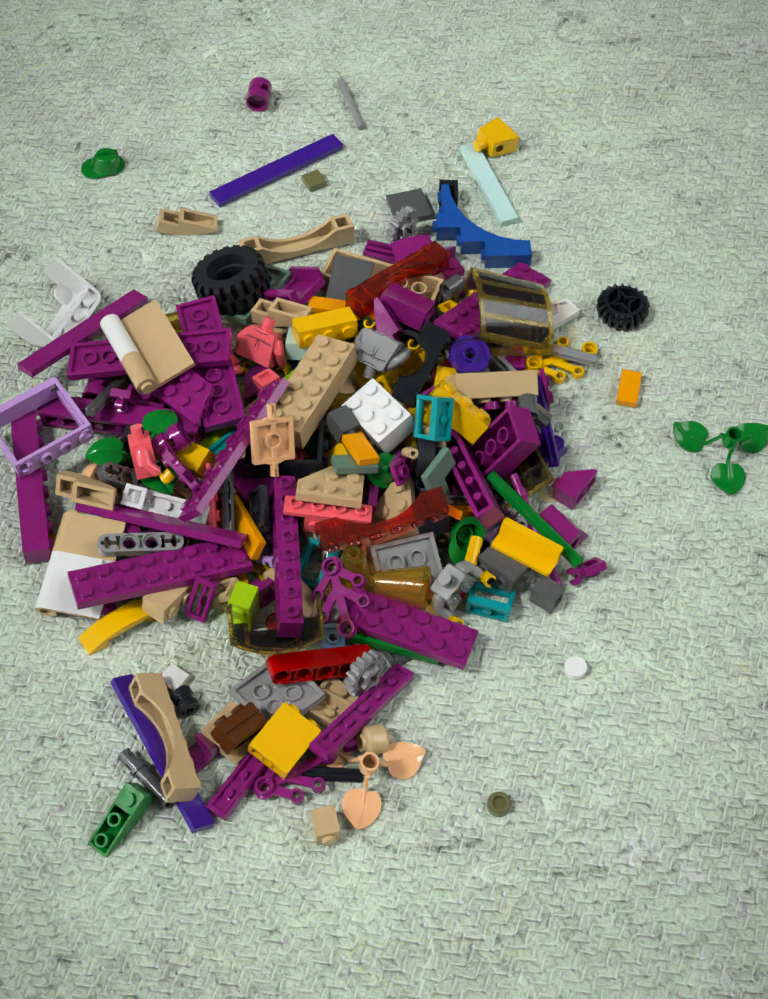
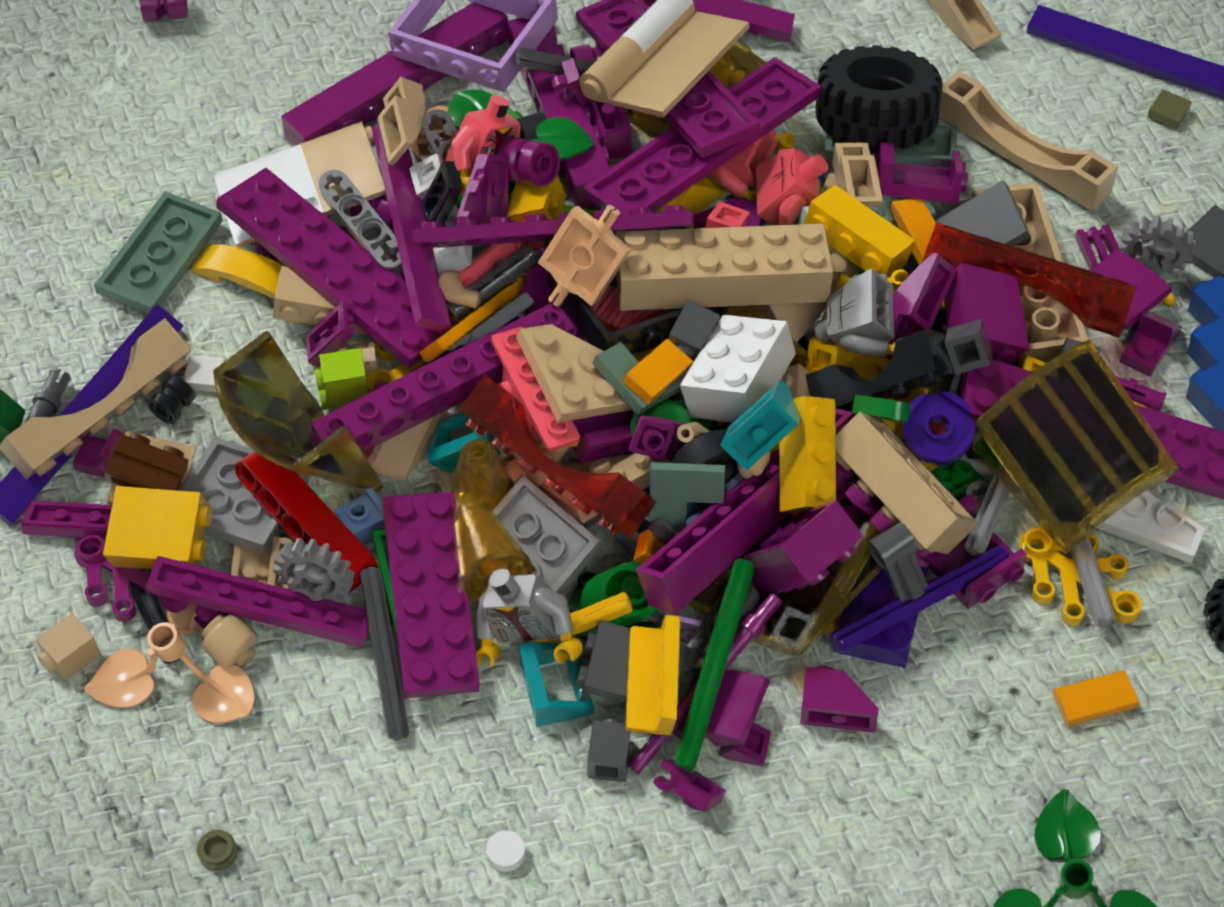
camera: 65 degrees right, 0 degrees up
(68, 664) = (158, 252): none -> sand green plate
(161, 493) = (442, 193): none -> black plate
(187, 395) = (623, 142): magenta wing -> none
(224, 521) = (455, 292): none -> tan arm
(339, 593) = (415, 476): magenta plant -> none
(429, 668) = (384, 654): none -> dark grey axle
(436, 314) = (968, 346): none -> dark grey brick
(447, 369) = (882, 408): none -> green beam
(517, 361) = (1017, 518): magenta plate -> none

